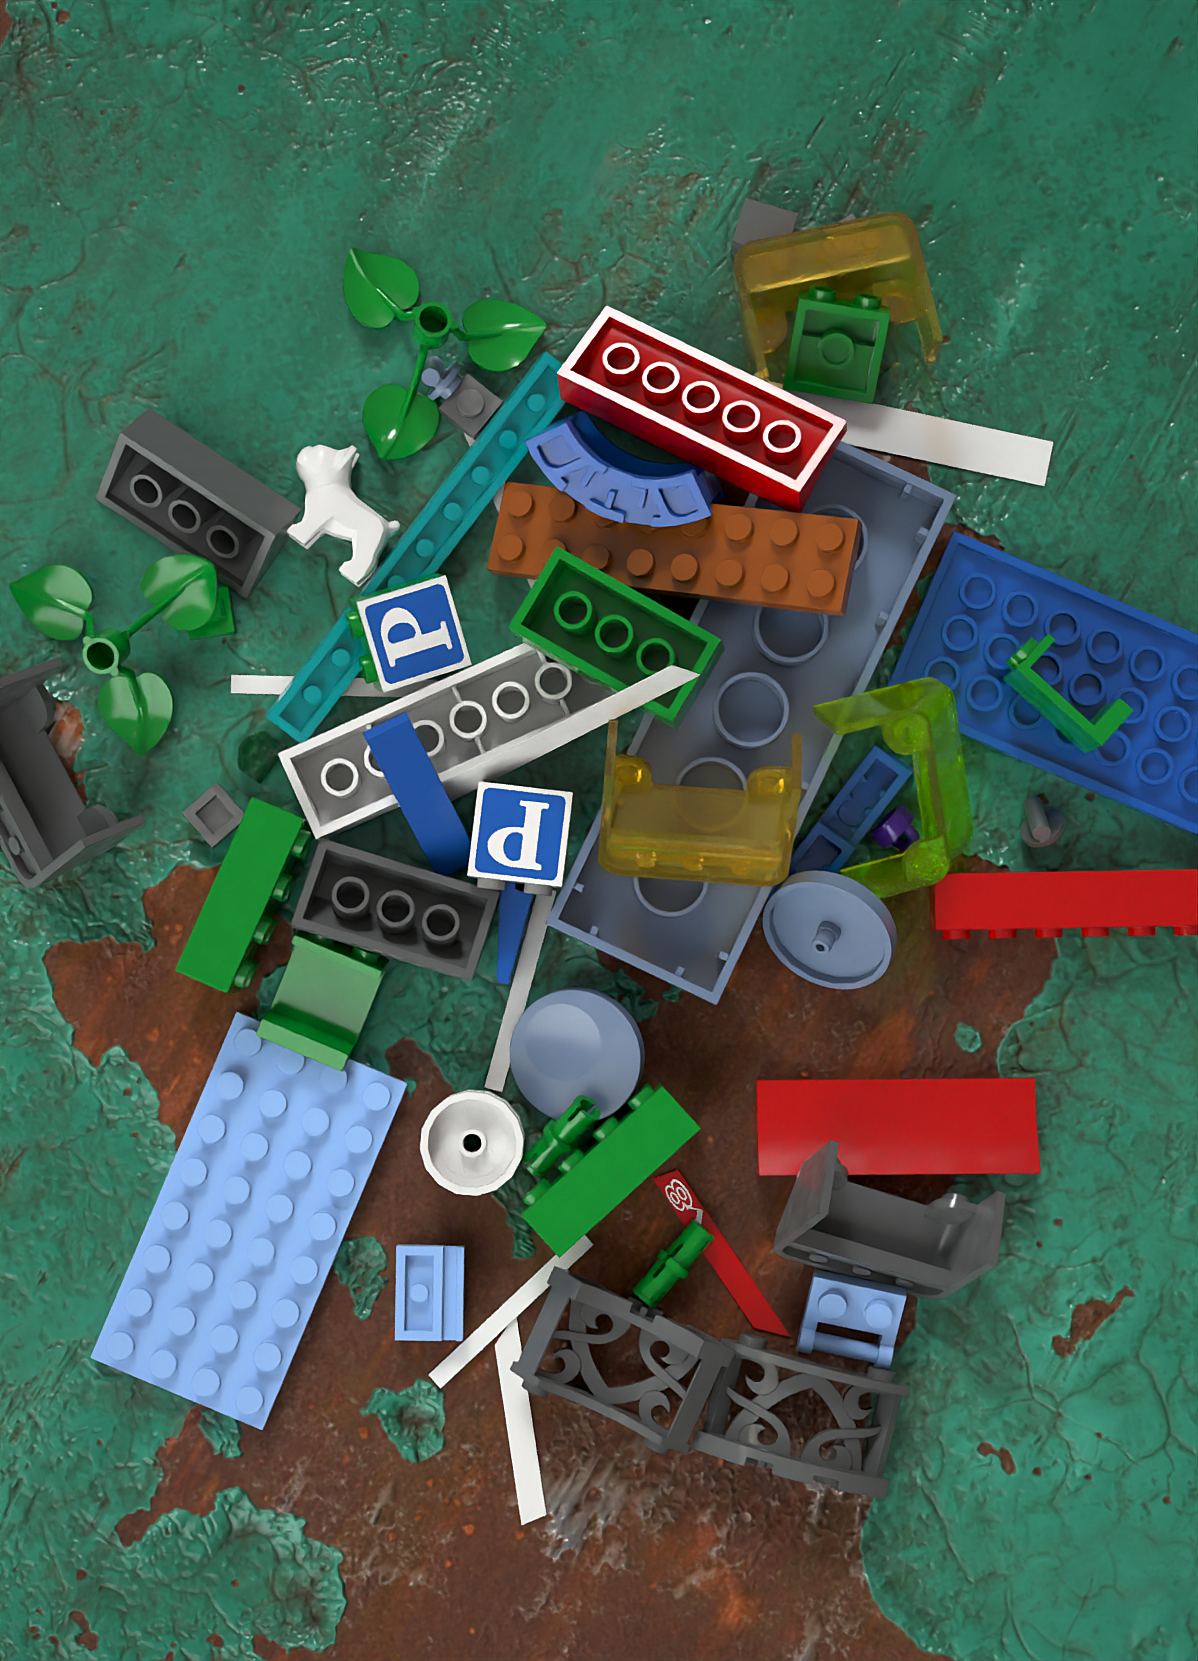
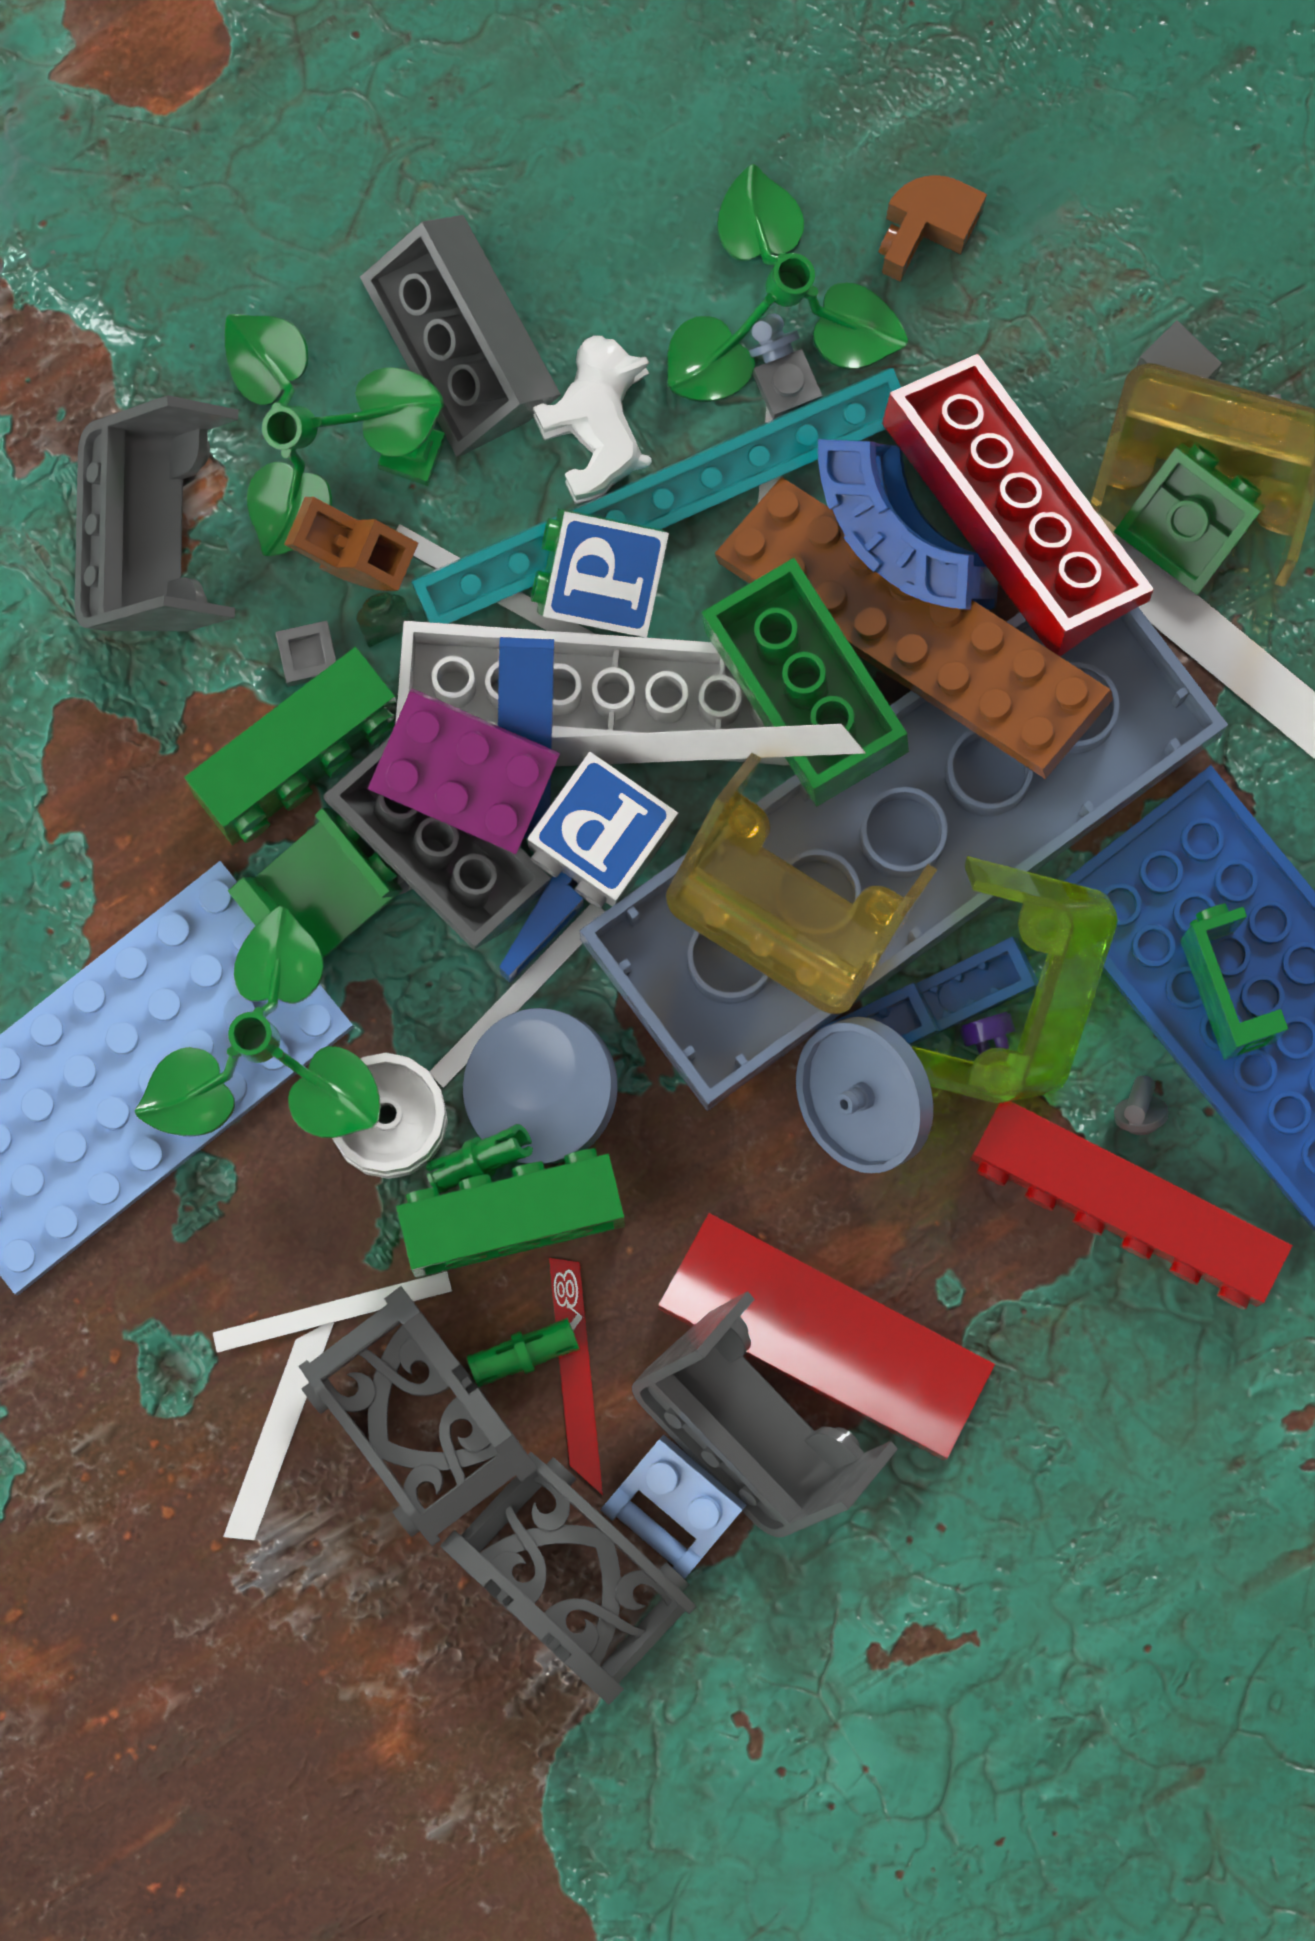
camera: 30 degrees right, 5 degrees down
(204, 715) = (351, 548): none -> dark orange brick
(389, 848) = (463, 771): none -> magenta plate
(424, 1145) = (334, 1093): none -> green plant
(429, 1292) = (260, 1247): light blue plate -> none
(507, 210) = (932, 209): none -> dark orange brick

